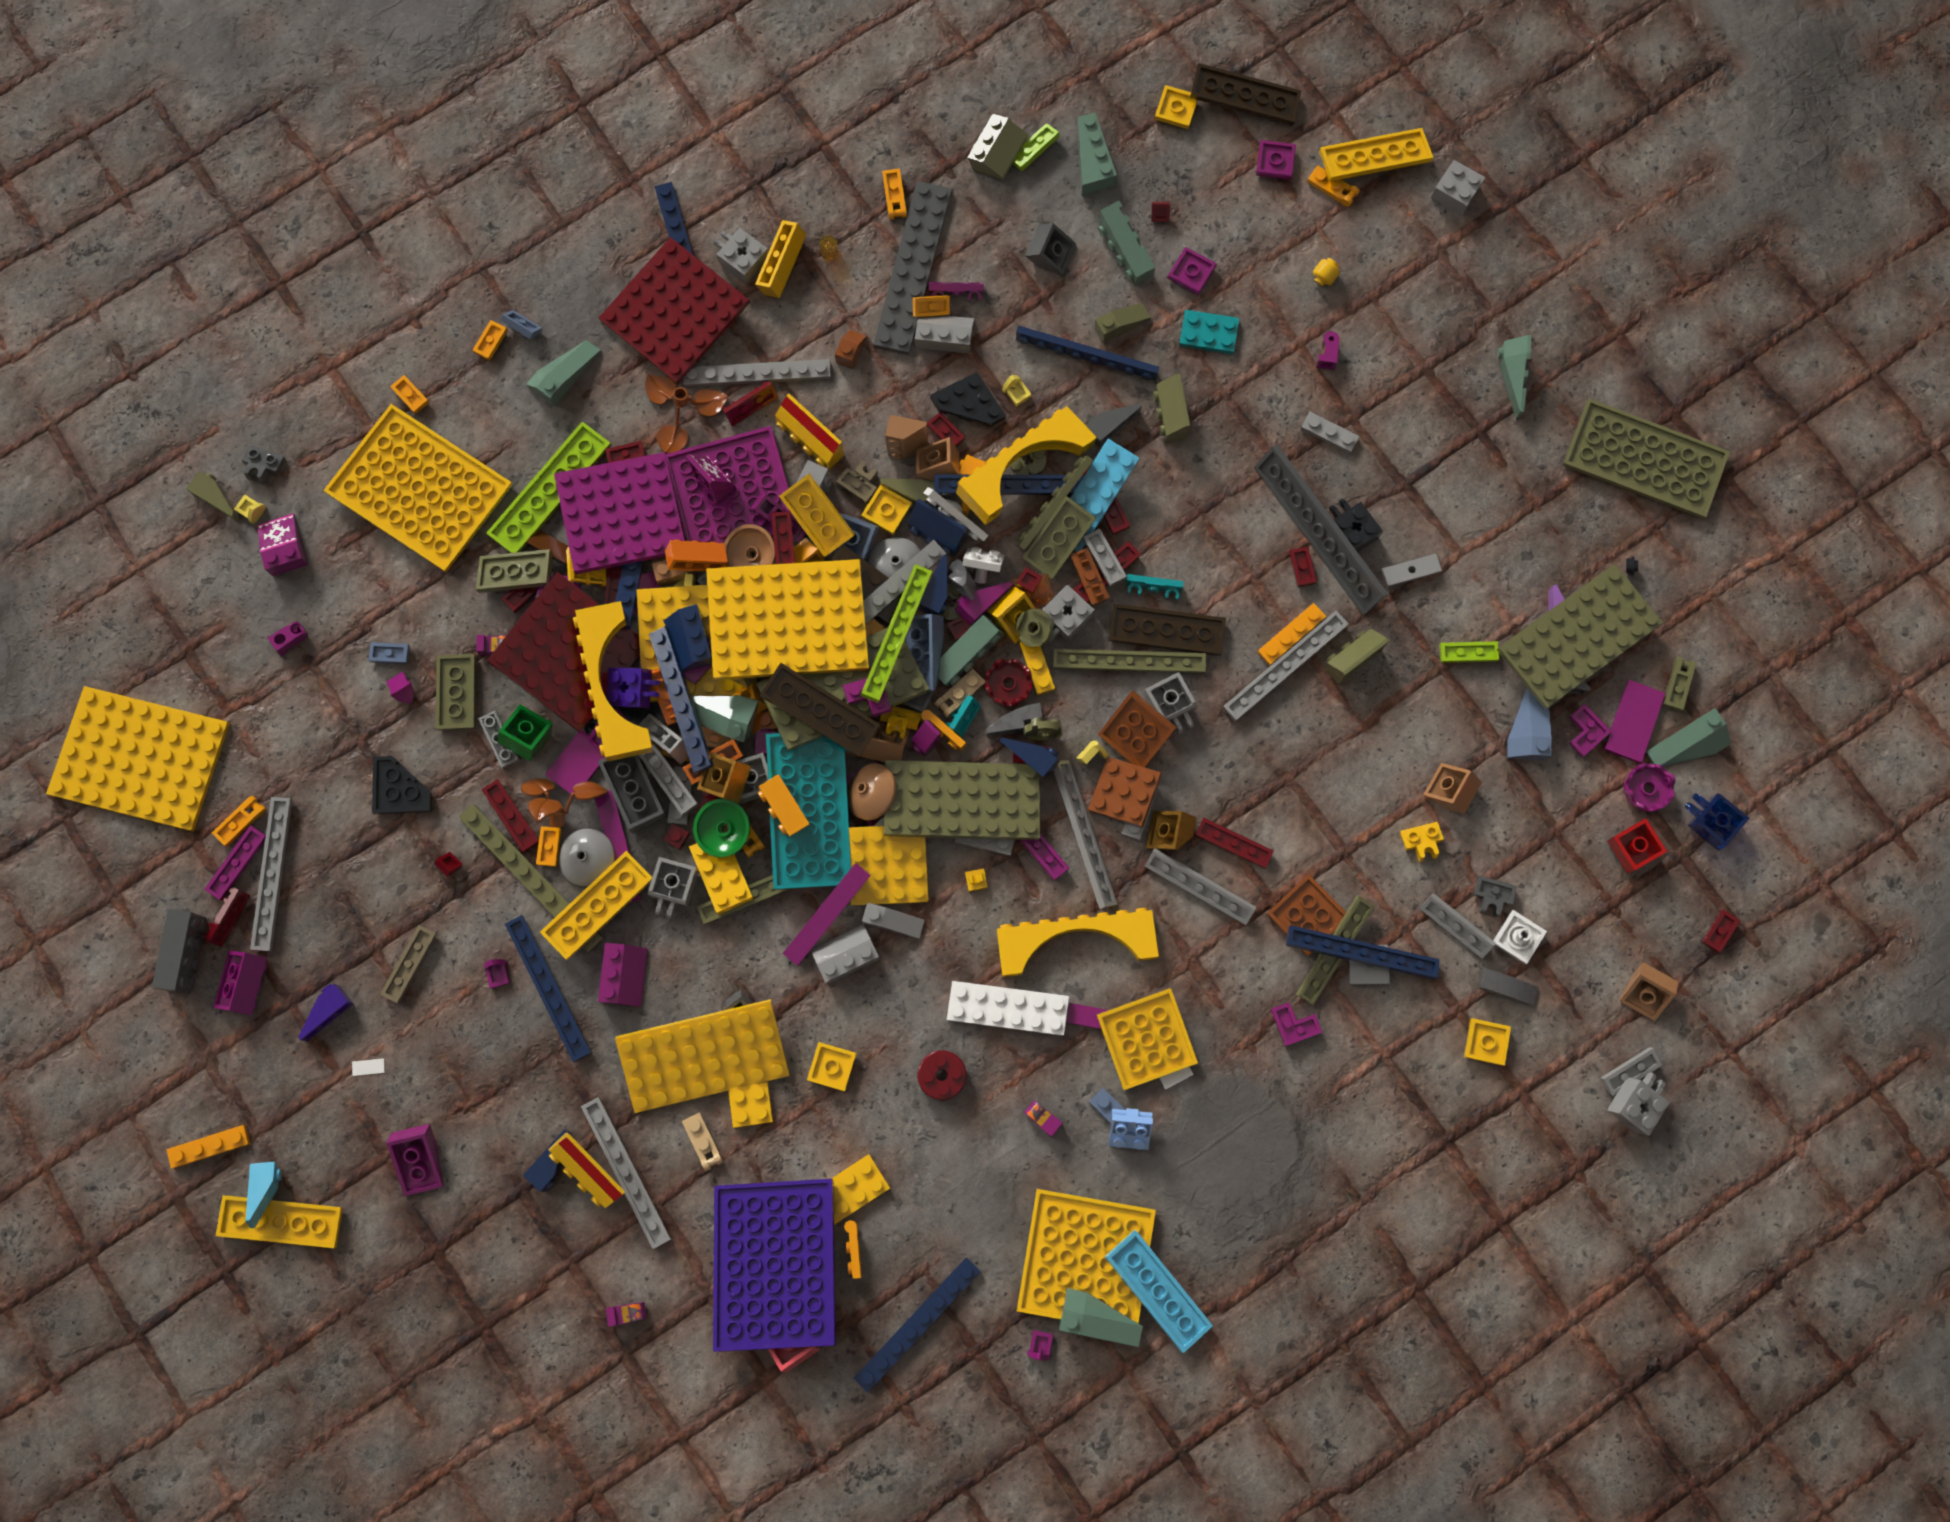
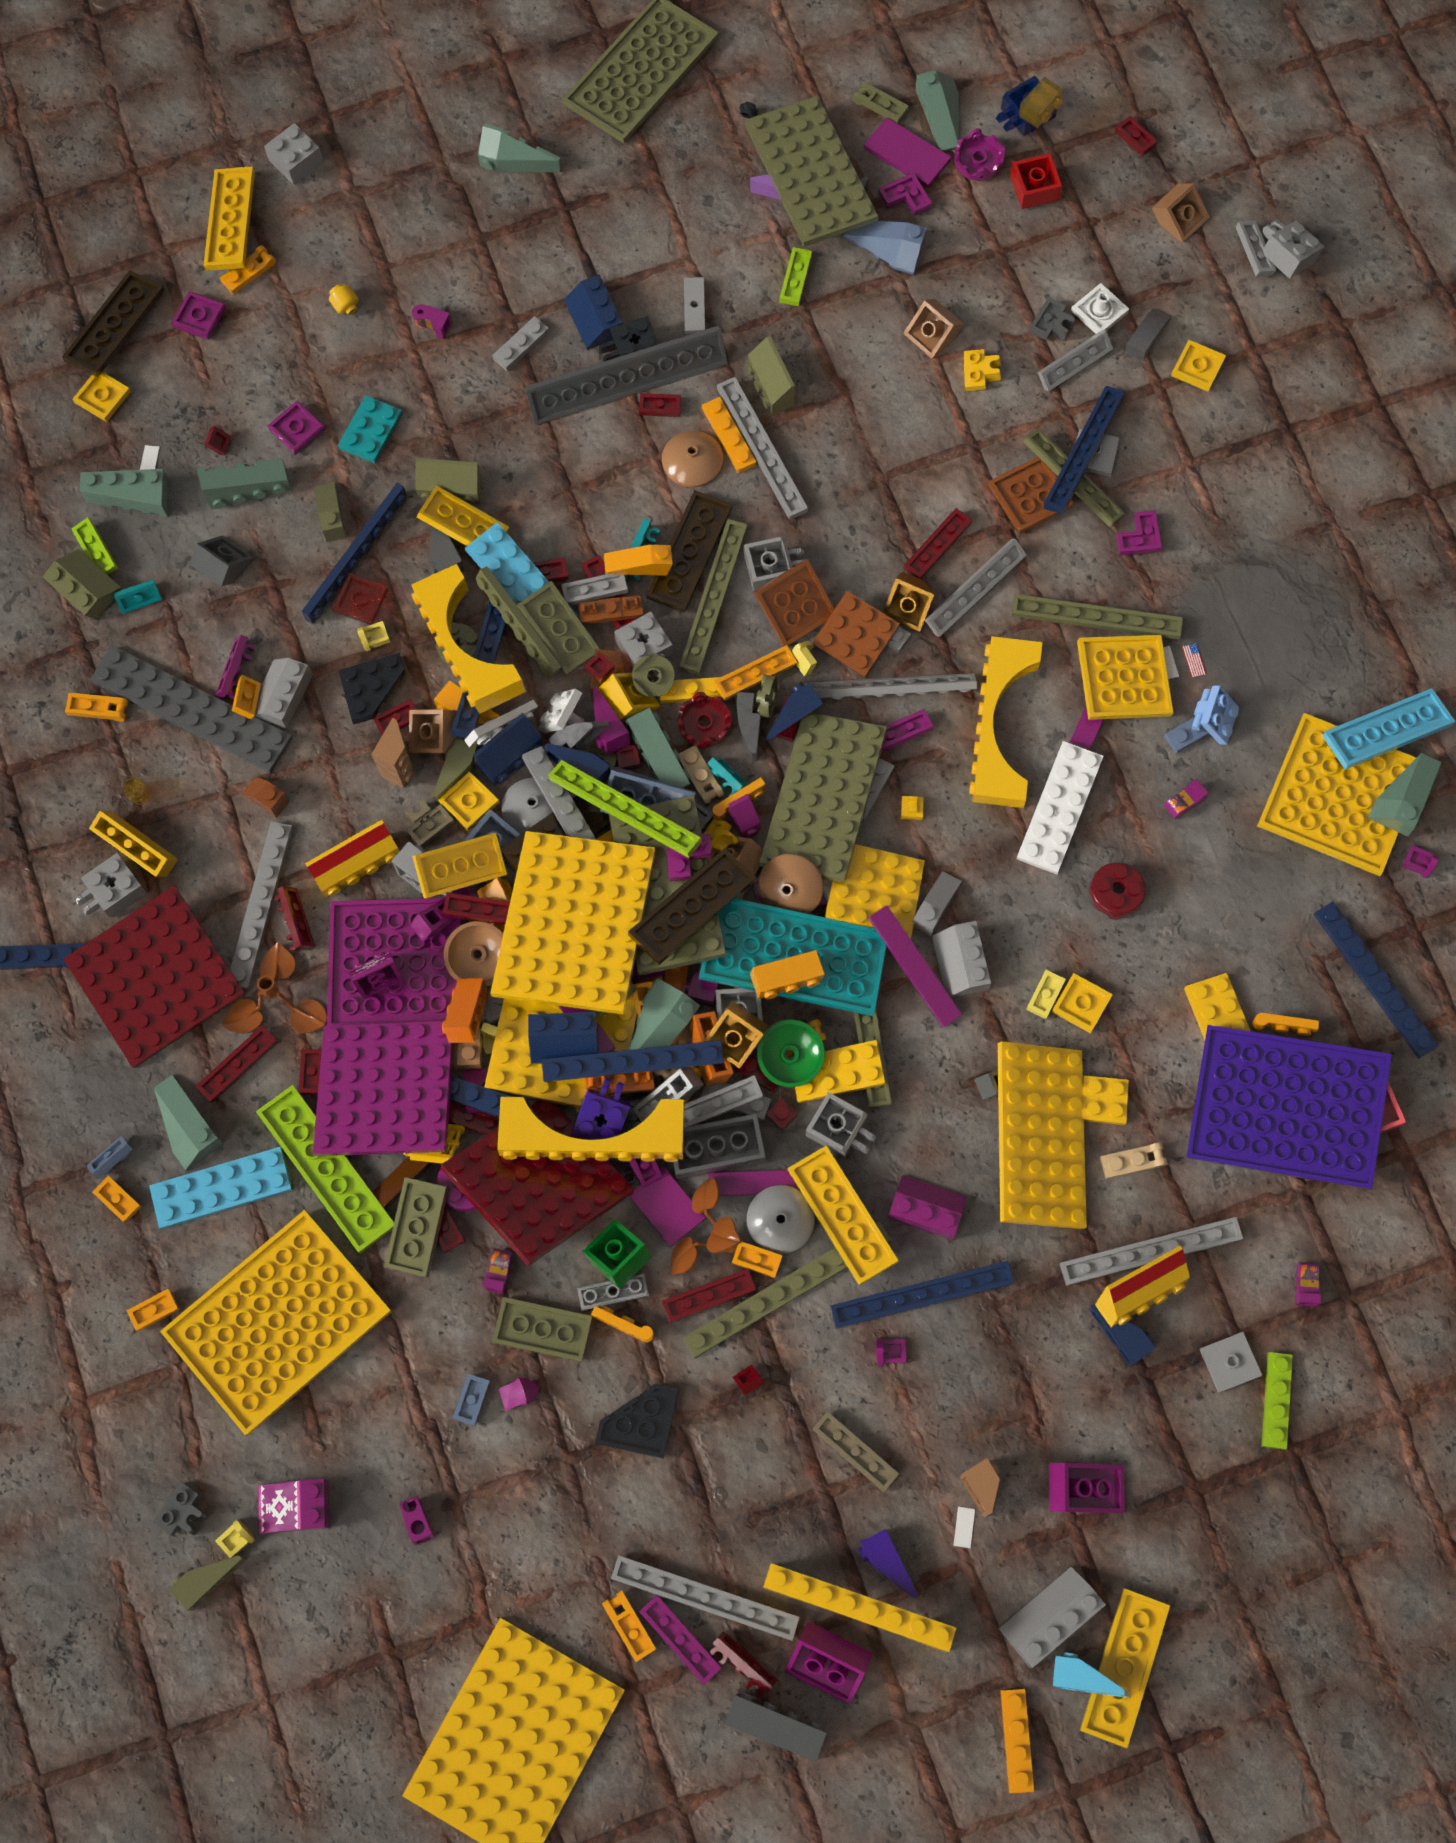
camera: 75 degrees left, 5 degrees down
(270, 1048) = (860, 1607): none -> yellow arch
(307, 1153) = (1051, 1617): none -> light grey slope
(398, 1070) = (982, 1485): none -> medium nougat slope
(472, 753) = (623, 1324): none -> light orange plate
(517, 415) = (220, 1188): none -> medium azure plate
(522, 1306) = (1277, 1400): none -> lime plate
(546, 1260) = (1230, 1362): none -> light grey plate
(619, 395) = (236, 1064): none -> dark red plate
(832, 1033) = (1045, 994): none -> light yellow plate
(999, 194) = (137, 596): none -> teal plate
(1046, 370) = (360, 599): none -> clear red plate
(1061, 710) = (752, 673): none -> light orange plate
(1129, 164) = (149, 457): none -> white sticker
(1137, 586) = (639, 560): none -> light orange slope
(1139, 426) = (455, 516): none -> yellow plate
(1185, 1099) = (1193, 660): none -> sticker
(1201, 1002) = (1096, 616): none -> olive plate
(1257, 620) = (696, 468): none -> medium nougat dish
(1378, 485) = (592, 311): none -> dark blue slope
(1717, 829) = (1041, 102): none -> clear yellow brick

